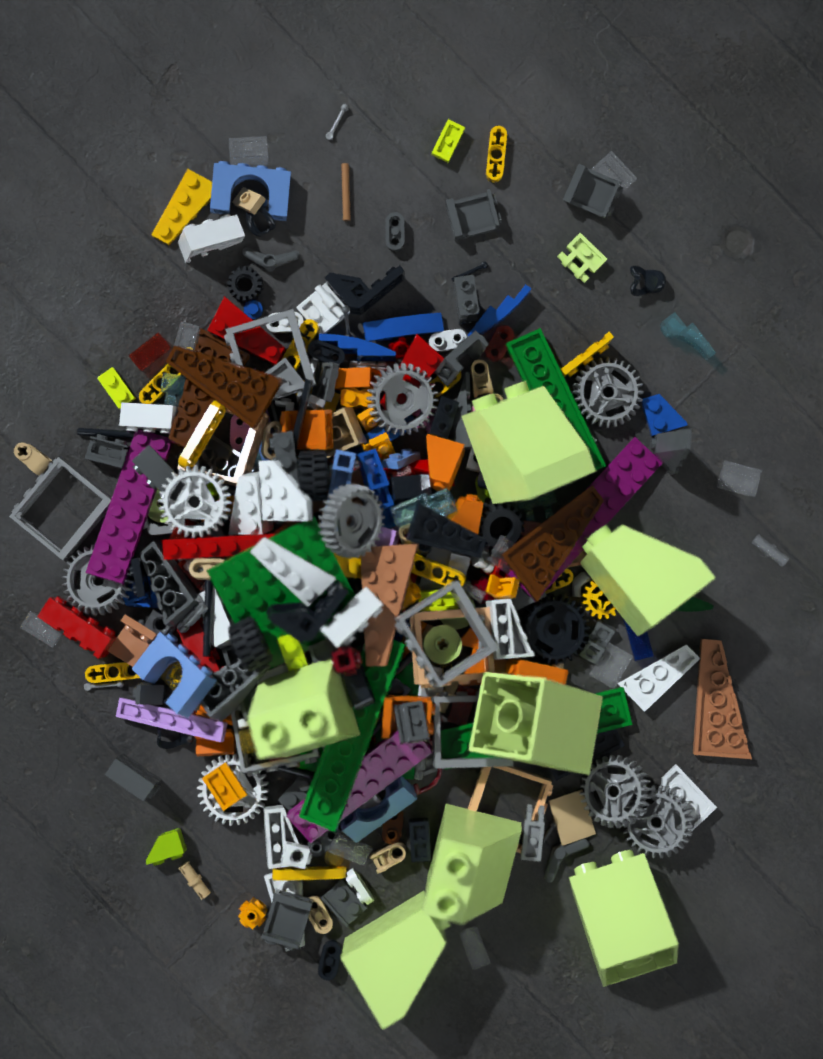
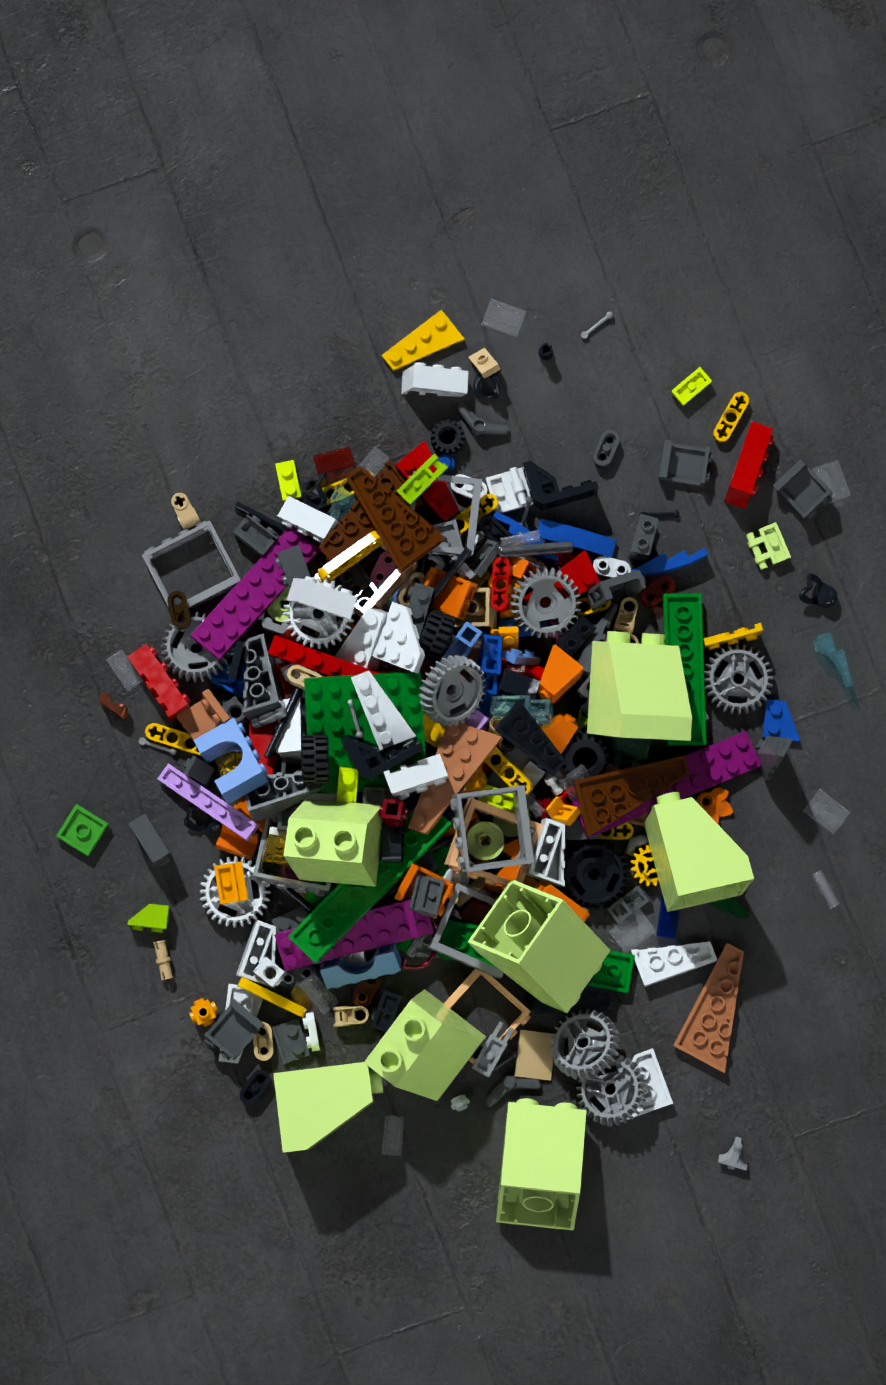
camera: 25 degrees right, 5 degrees down
(53, 667) = (118, 710): none -> copper plate
(66, 554) = (180, 610): none -> dark brown plate
(68, 793) = (82, 830): none -> bright green plate
(146, 392) = (315, 497): none -> black piece
(190, 486) = (322, 597): none -> white wedge
(228, 176) = (516, 355): medium blue arch -> none
(236, 333) = (421, 479): none -> lime plate
(282, 600) = (359, 734): none -> light grey hinge
(303, 169) = (545, 356): none -> black pin
(345, 192) = (576, 393): medium nougat bar -> none
(352, 350) = (520, 538): none -> clear pin
(361, 405) = (506, 591): none -> red beam
(371, 353) = (535, 549): none -> flat silver axle
(523, 892) = (459, 1103): none -> white plate
(533, 190) = (748, 465): none -> red wedge
(637, 516) = (717, 805): none -> orange plate
(792, 831) = (733, 1157): none -> light grey piece

